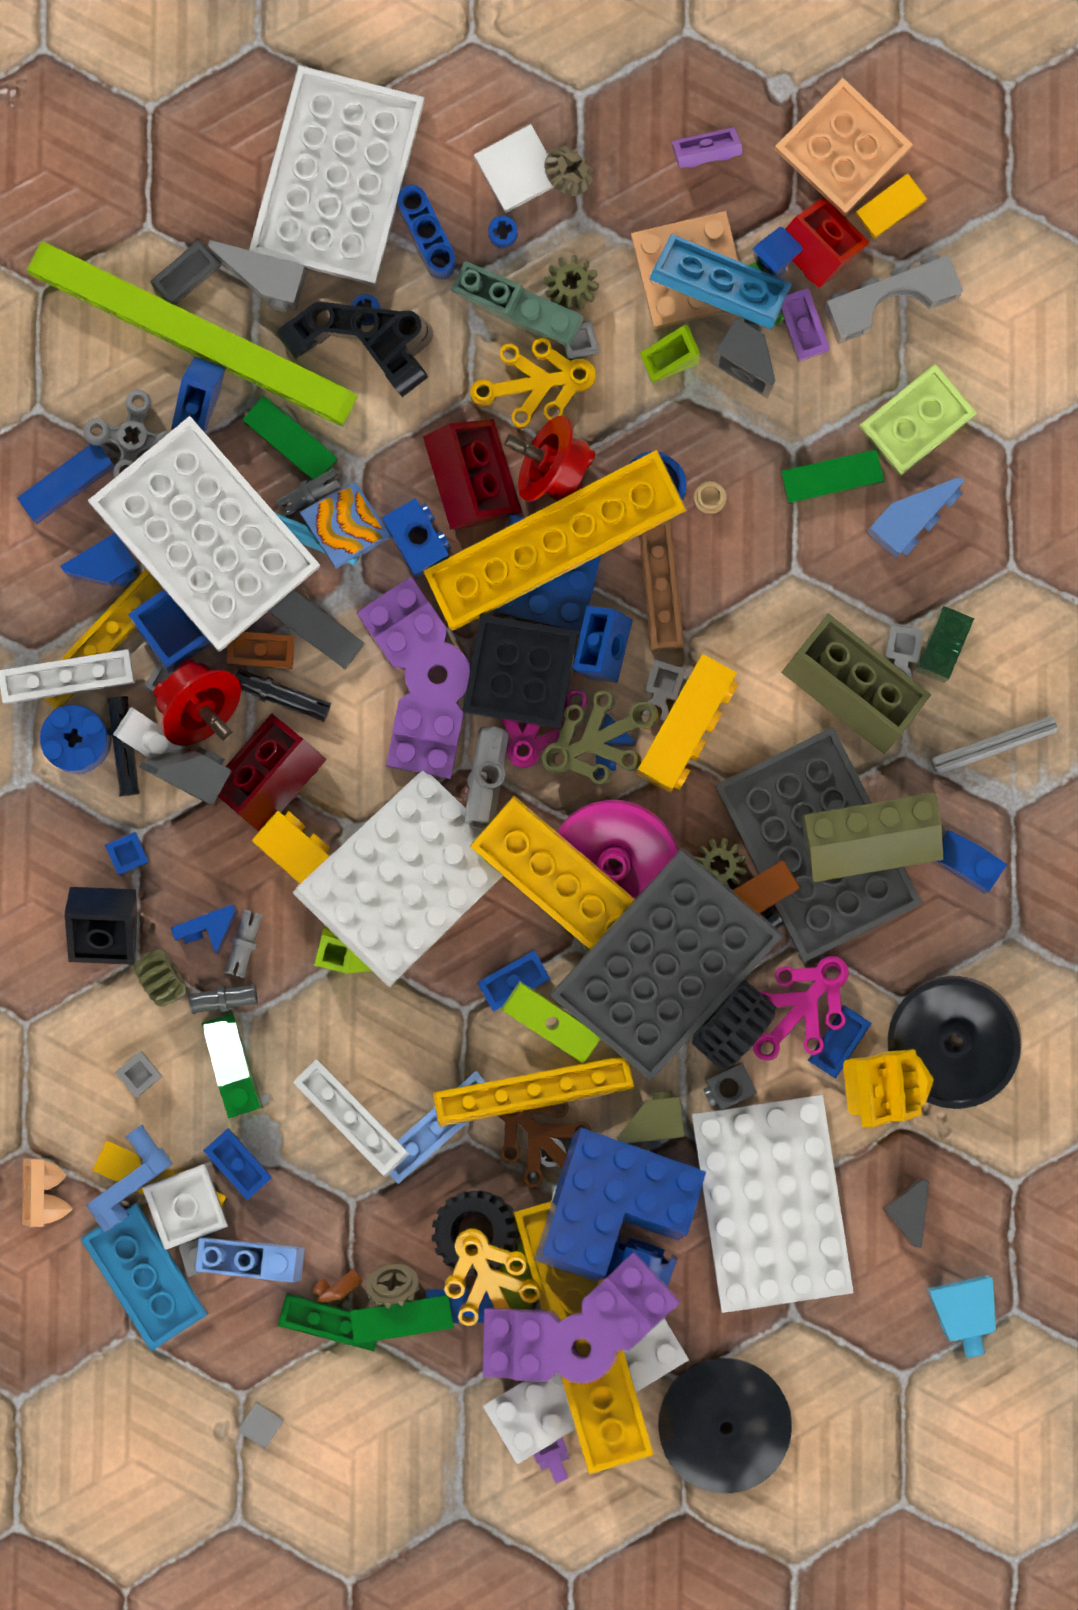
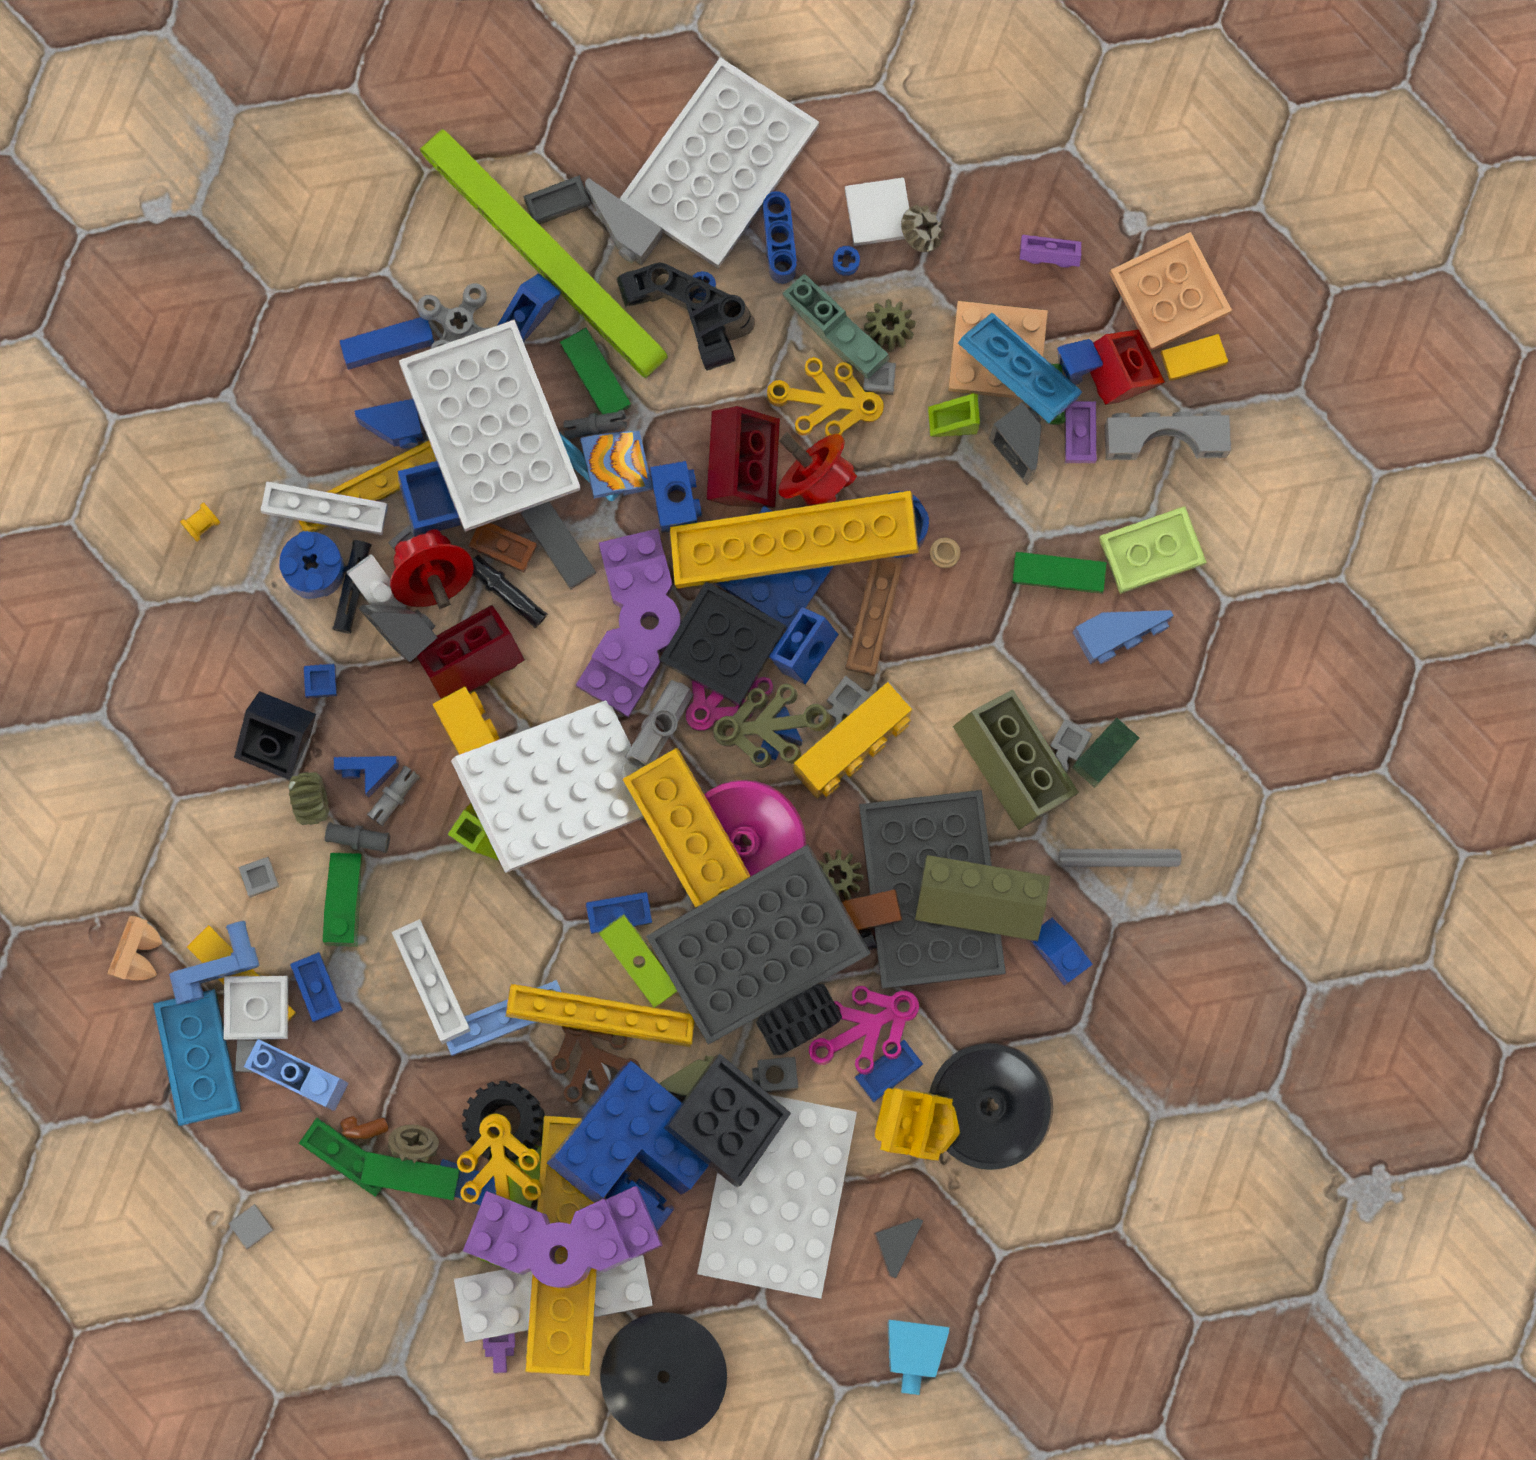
camera: 15 degrees right, 5 degrees down
(700, 1152) = (727, 1120): none -> black plate

